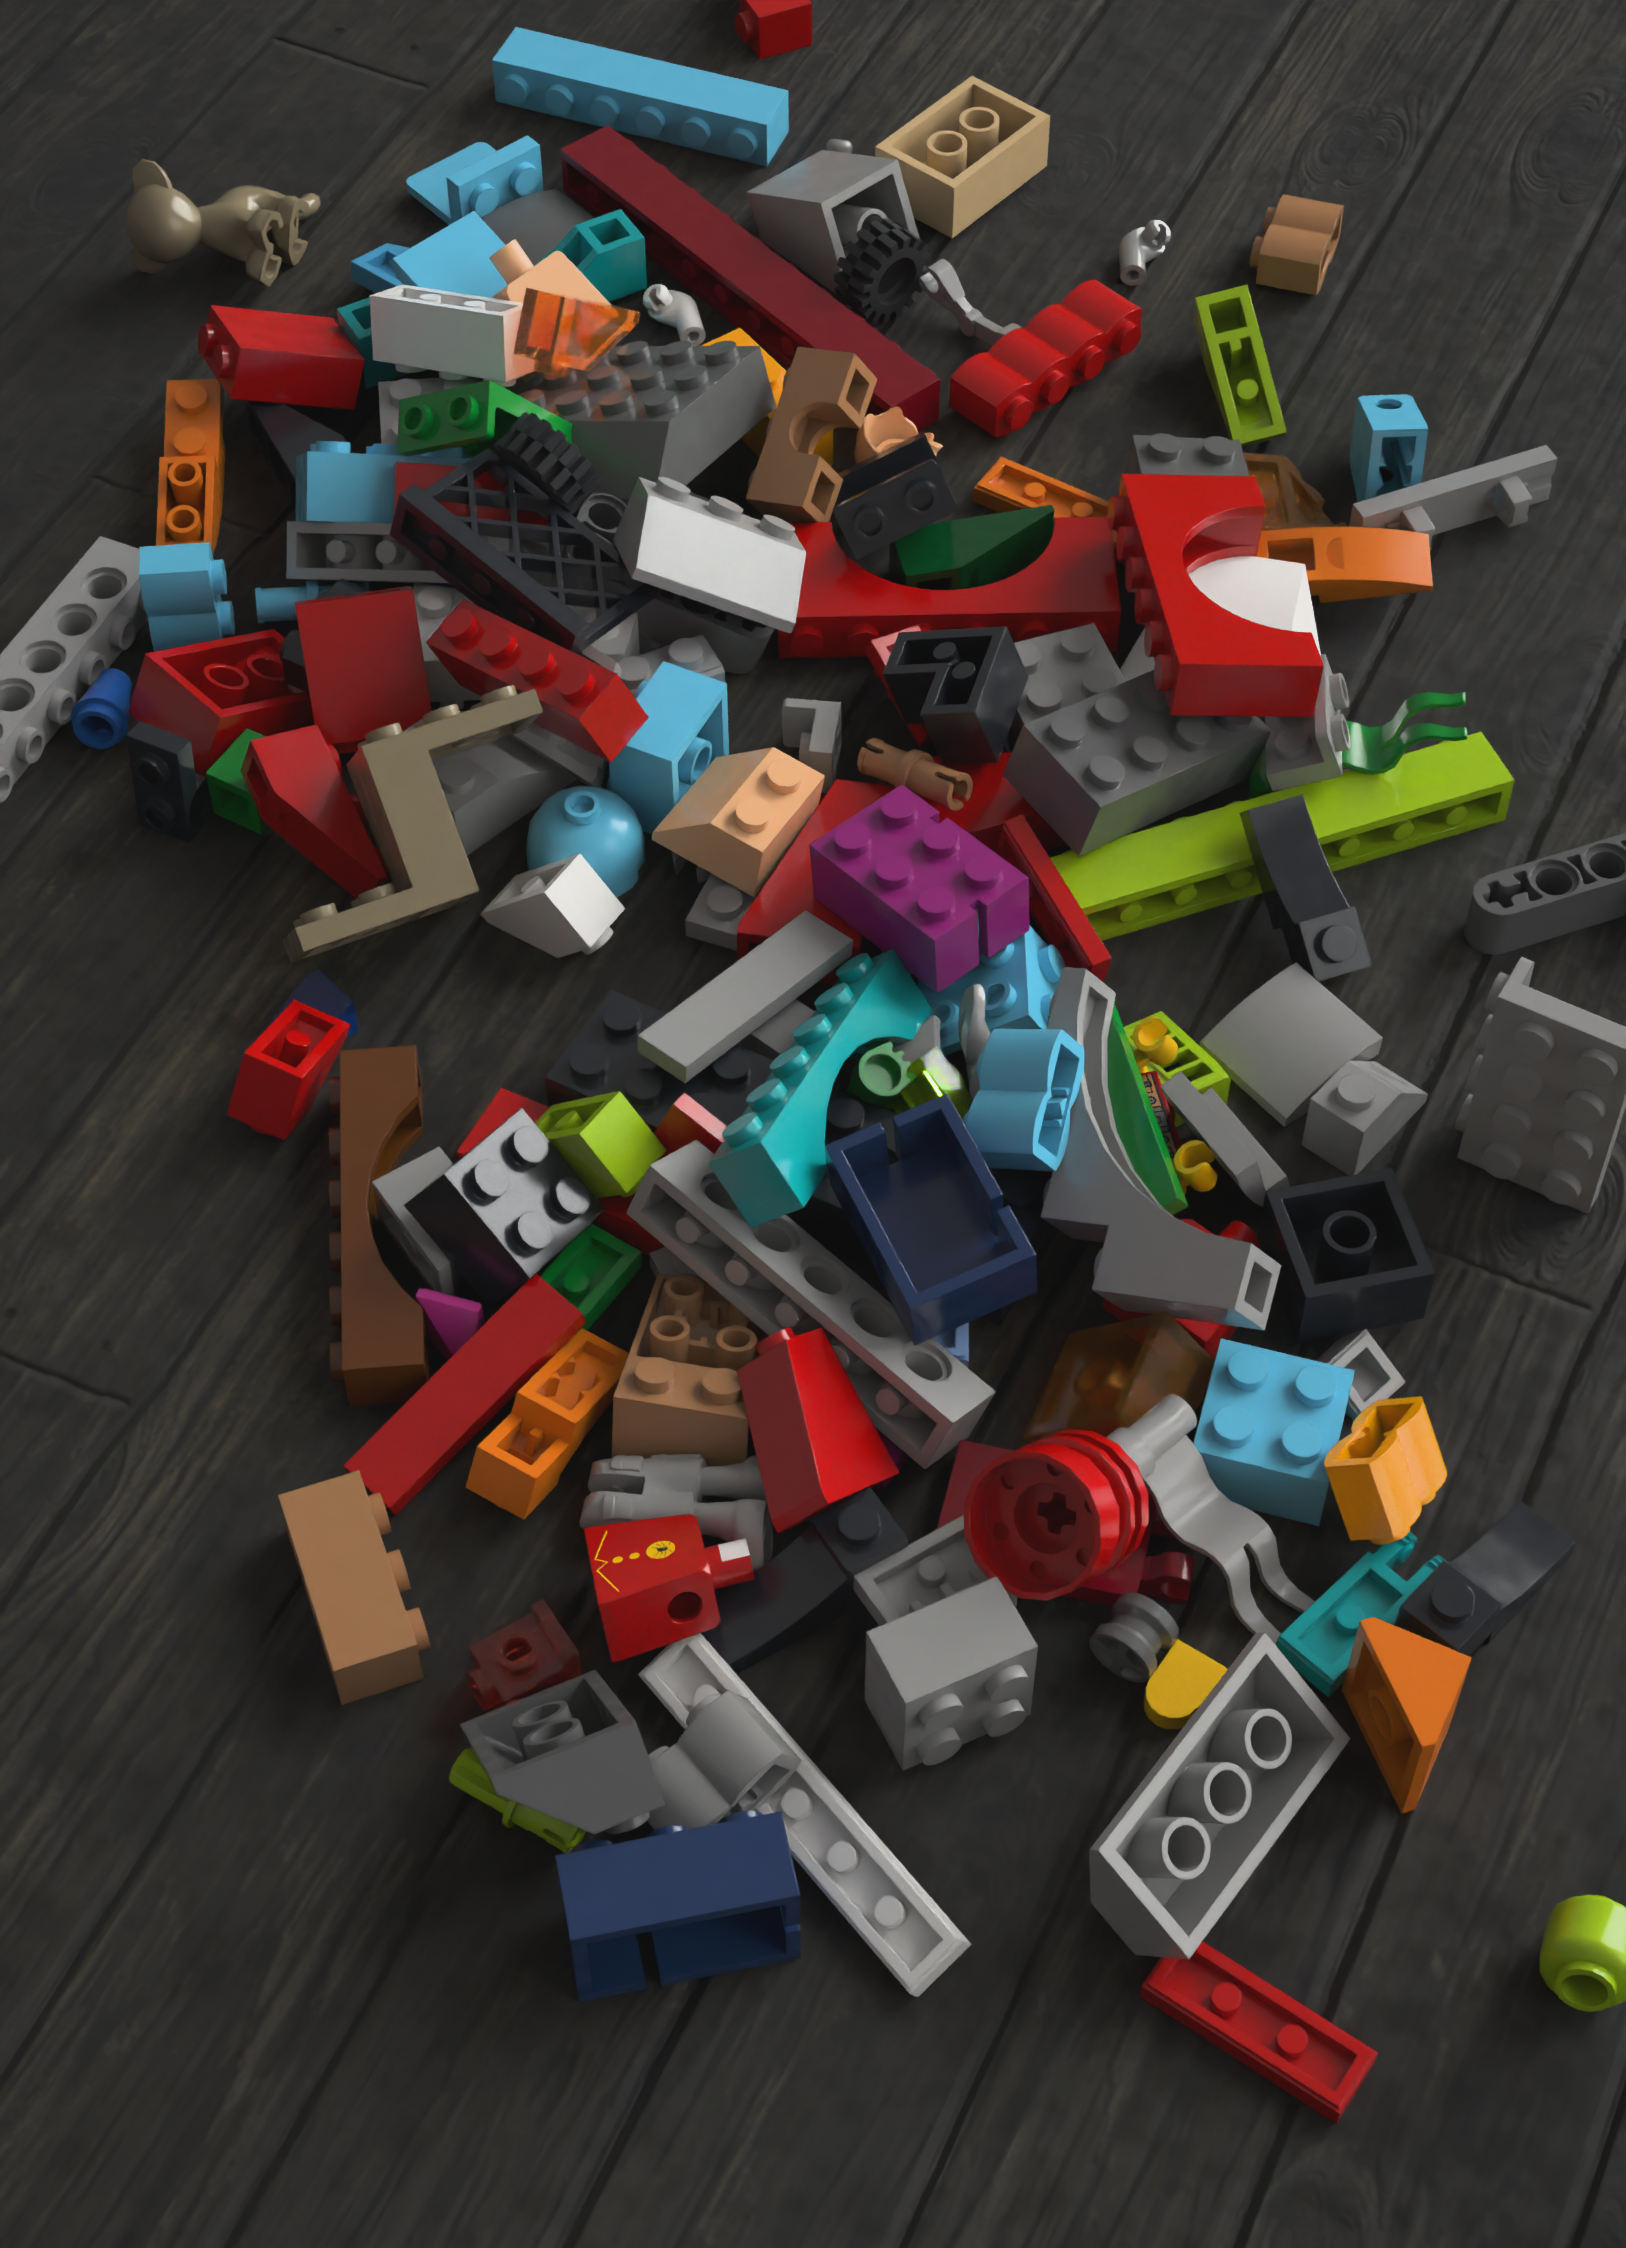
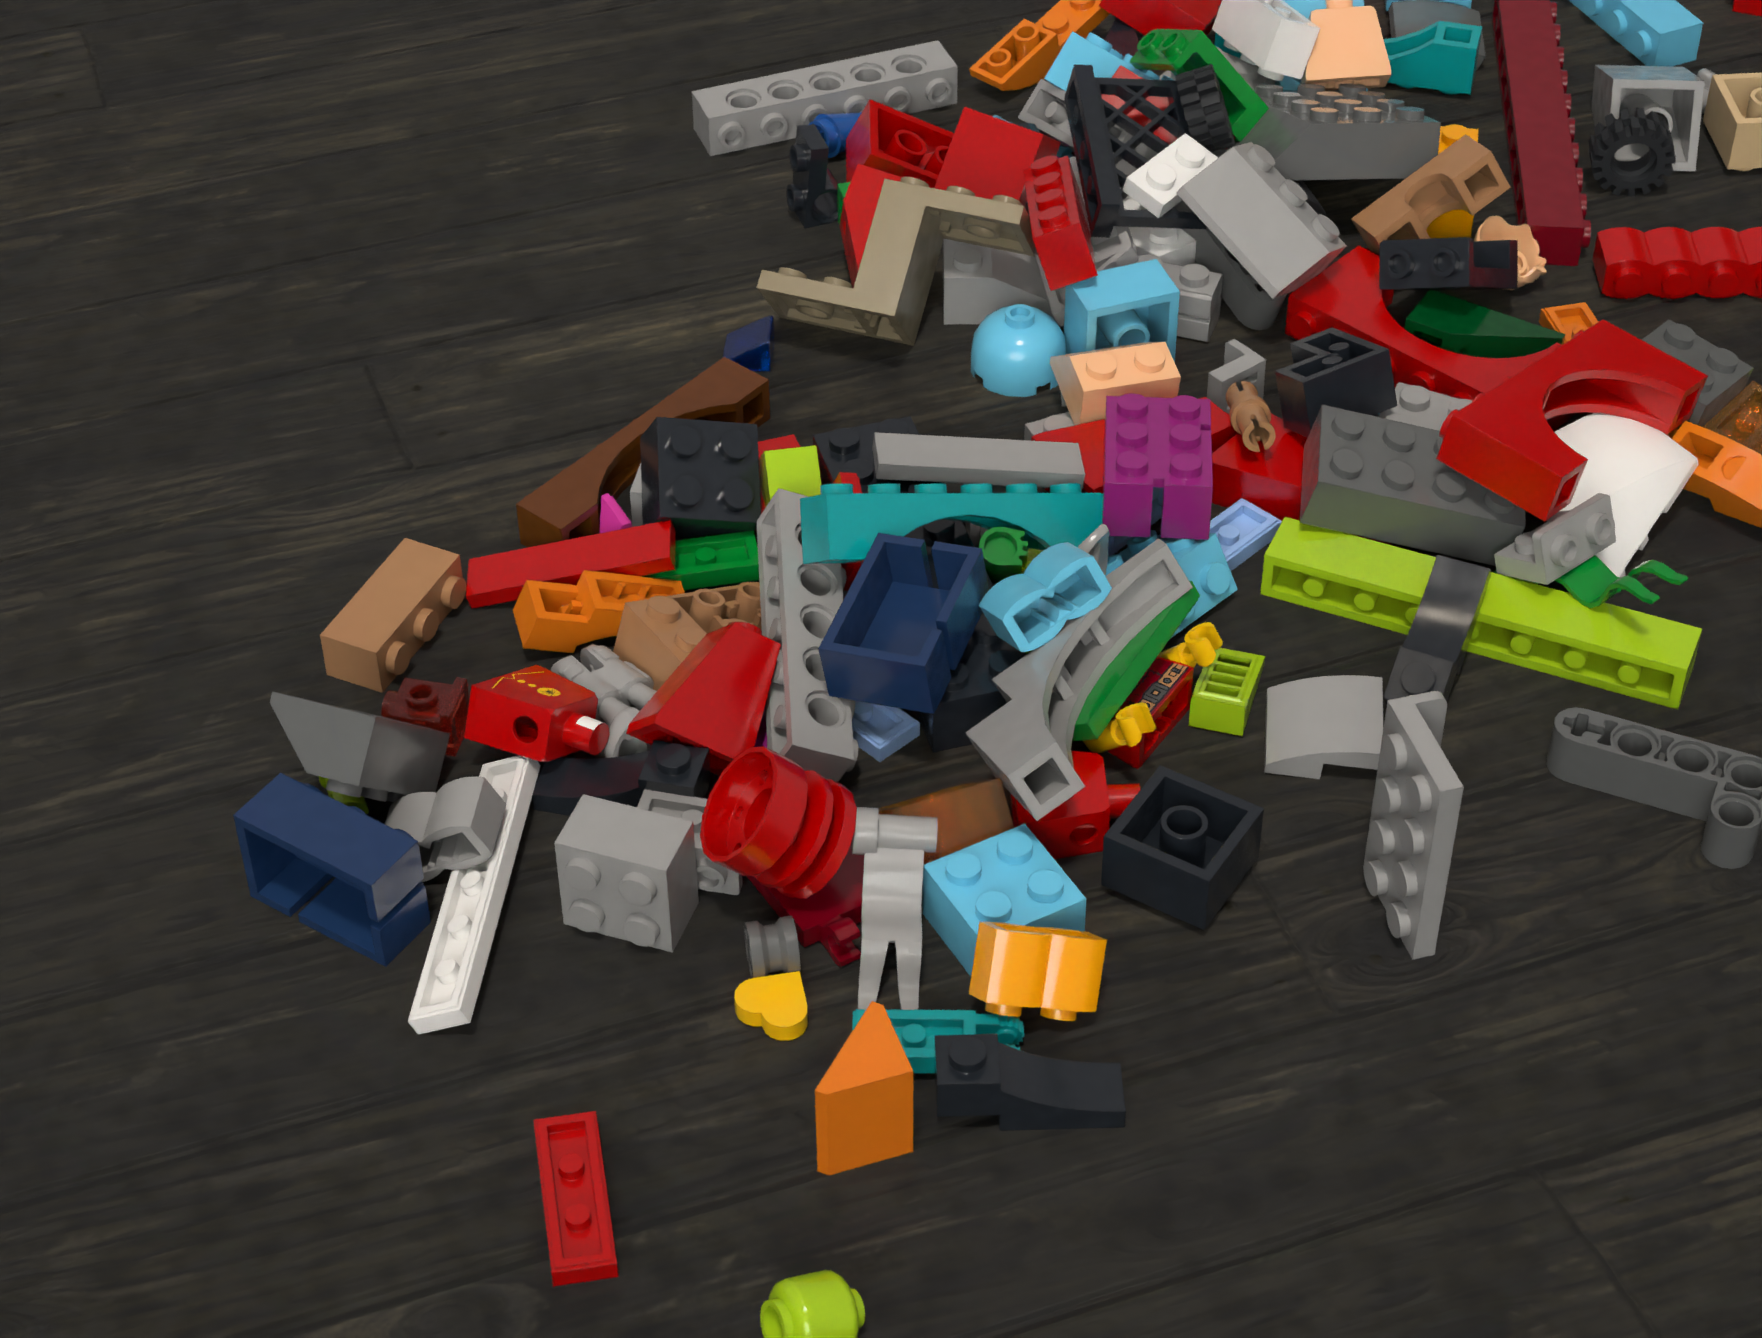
camera: 45 degrees right, 10 degrees down
(183, 595) = (939, 85): medium azure brick -> none
(286, 1069) = (684, 346): red slope -> none
(557, 908) = (954, 371): white slope -> none
(569, 331) = (1330, 56): clear orange slope -> none
(593, 559) = (1160, 178): none -> white plate
(675, 310) = (1469, 110): white arm -> none
(945, 288) = (1670, 189): light grey piece -> none
(1052, 901) = (1258, 538): red tile -> none
(1213, 1805) = (680, 1034): light grey slope -> none
(1226, 1138) = (1184, 731): light grey slope -> none
(1359, 1114) = (1316, 787): light grey slope -> none
(1374, 1373) = (1119, 922): light grey slope -> none

